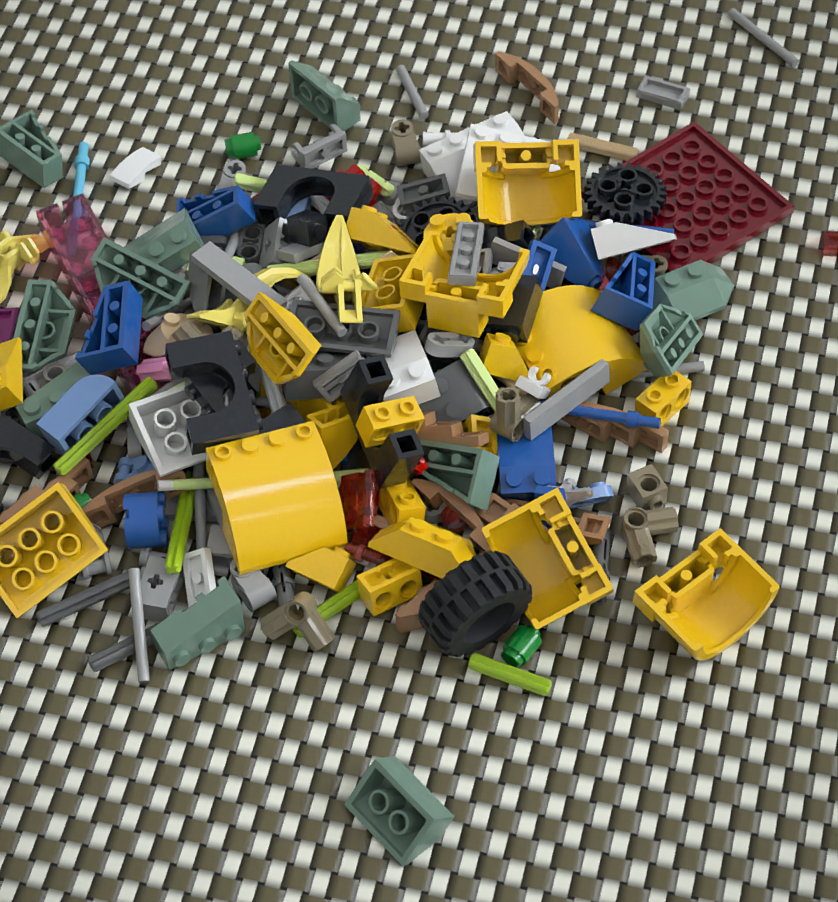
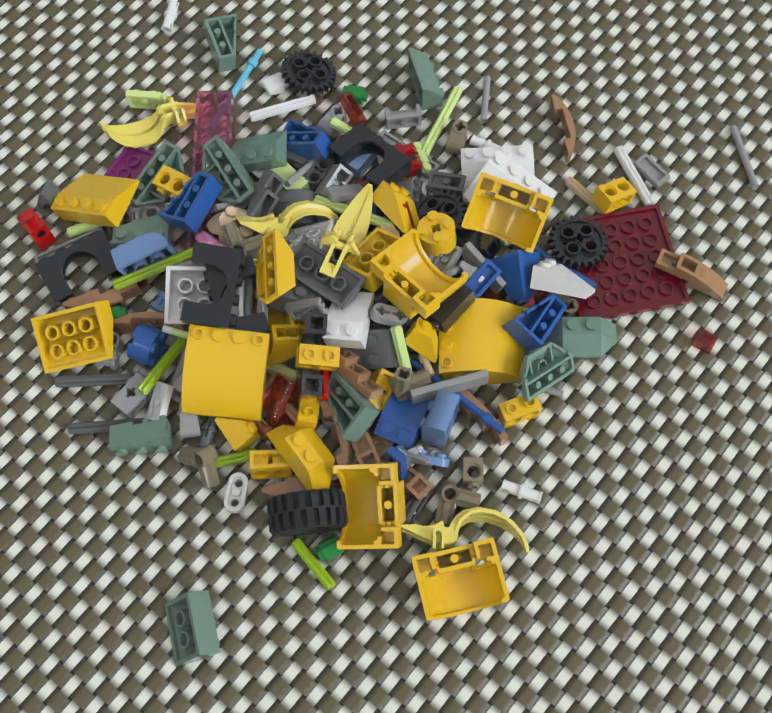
camera: 25 degrees right, 15 degrees up
(68, 321) = (170, 182): none -> yellow brick
(138, 625) = (105, 418): light grey bar -> none
(154, 196) = (282, 107): none -> white axle
(166, 143) = (308, 72): none -> black gear
(232, 274) = (280, 205): light grey tile -> none
(251, 159) = (352, 108): none -> clear red tile
(307, 228) = (353, 179): black brick -> none
(321, 305) = (317, 251): light grey bar -> none
(364, 640) = (236, 493): none -> white plate
(371, 130) = (441, 120): none -> yellowish green axle
(466, 254) = (430, 256): light grey tile -> none
(532, 385) = (431, 368): white tile -> none
(575, 440) = (439, 419): none -> medium blue brick
(635, 130) = (613, 195): none -> yellow brick
(645, 104) = (633, 175): none -> white axle
(684, 528) = (445, 537): none -> light yellow piece
(718, 485) = (521, 491): none -> white pin
(775, 170) = (695, 272): none -> medium nougat slope

